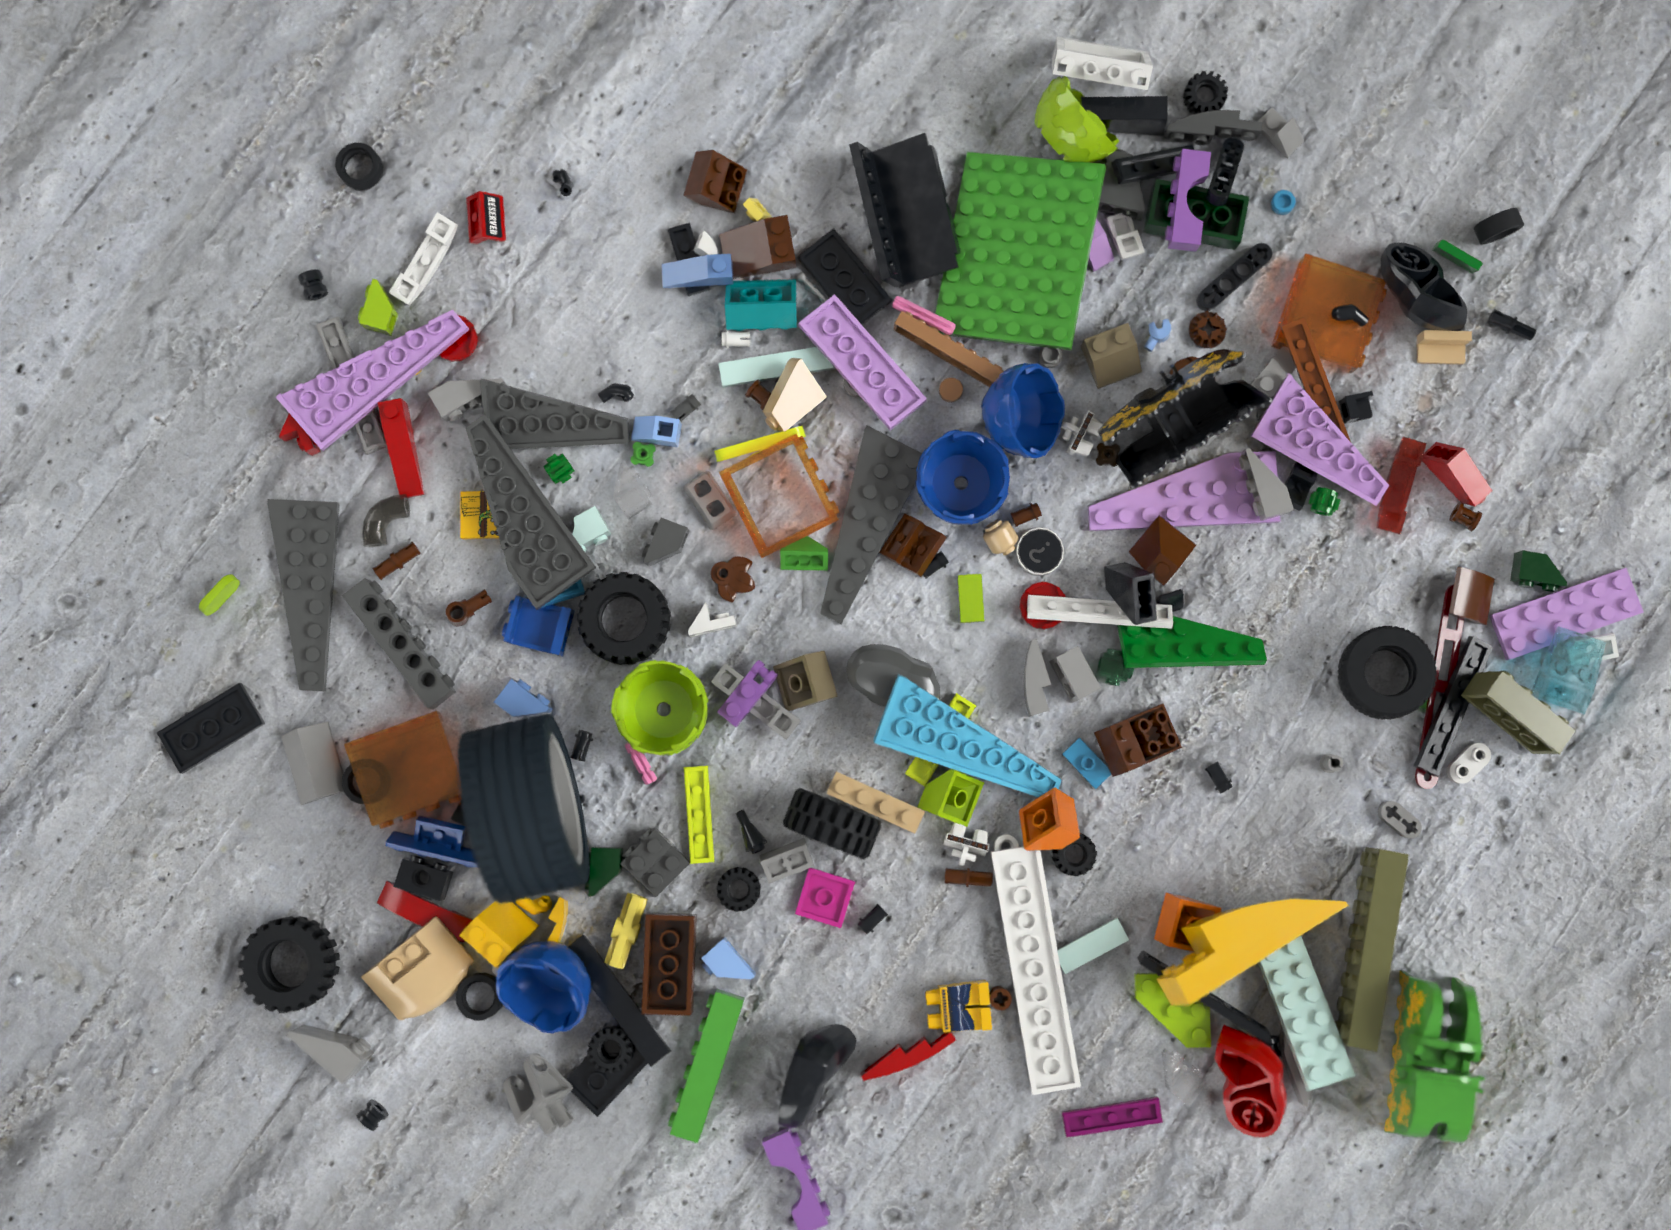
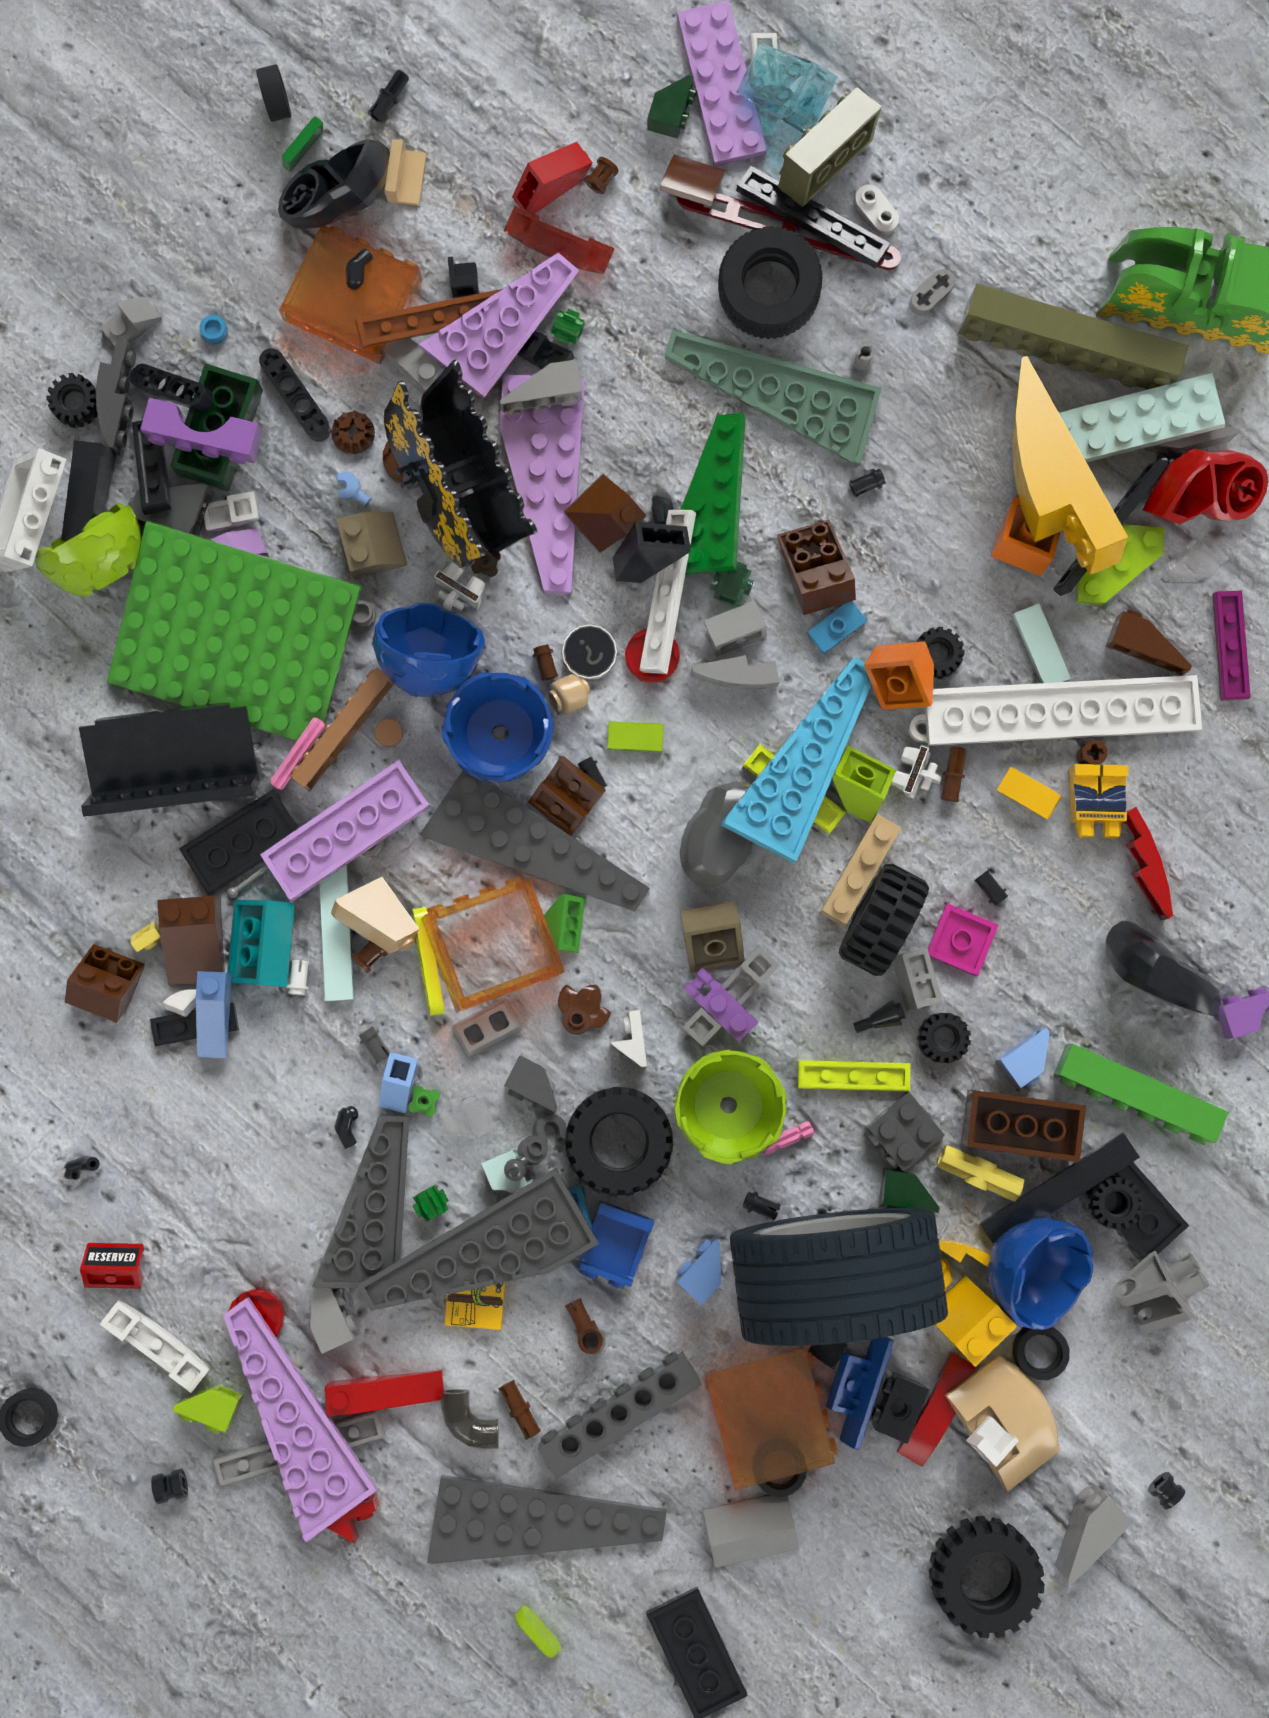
camera: 95 degrees left, 0 degrees up
(400, 957) = (992, 1441): none -> white panel
(611, 548) = (534, 1147): none -> dark grey piece
(958, 945) = (1029, 793): none -> yellow slope
(1106, 1034) = (1143, 641): none -> reddish brown slope
(1284, 722) = (806, 400): none -> sand green wing

